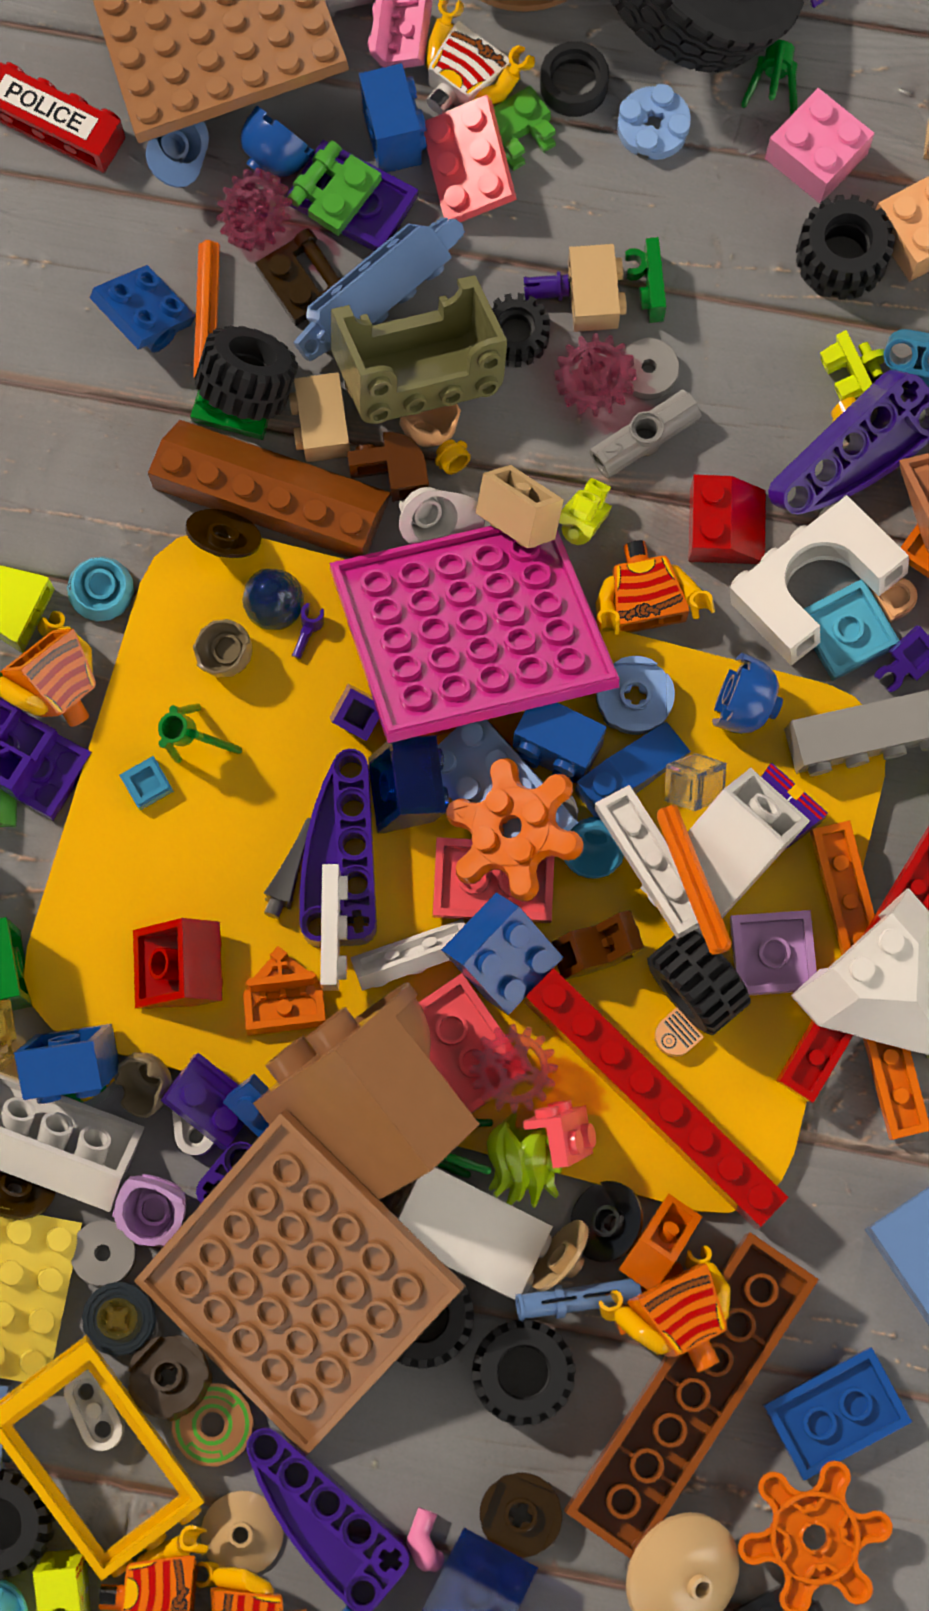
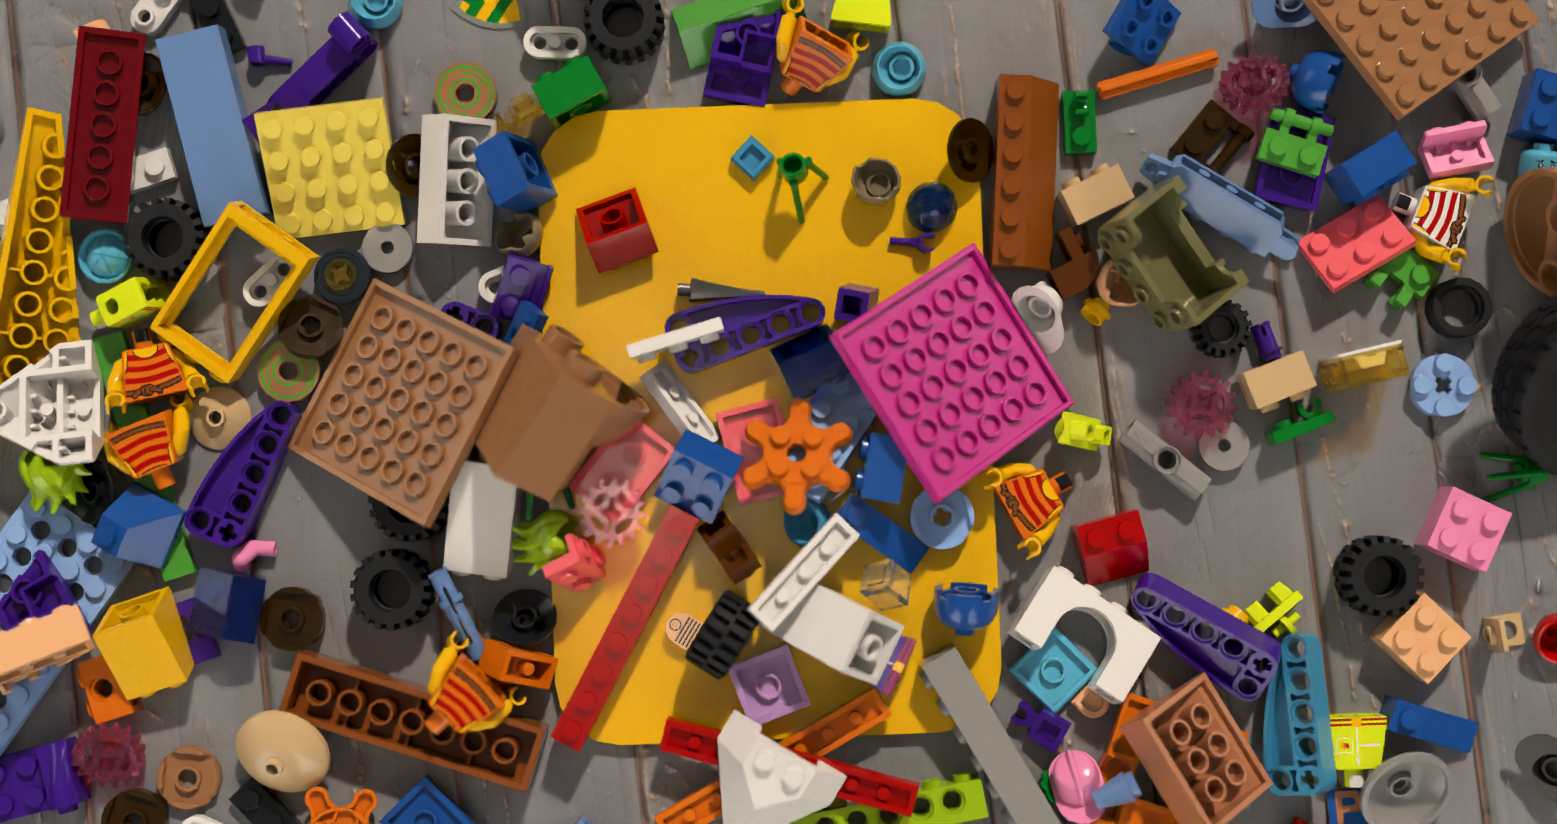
camera: 70 degrees right, 10 degrees up
(149, 1209) = (426, 272): lavender helmet -> none
(246, 372) = (1109, 123): black tyre -> none
(283, 997) = (618, 318): orange slope -> none
(519, 506) = (1065, 378): tan brick -> none
(563, 1256) = (486, 593): tan dish -> none
(608, 190) = (1363, 367): none -> clear yellow piece
(694, 880) = (794, 608): orange axle -> none

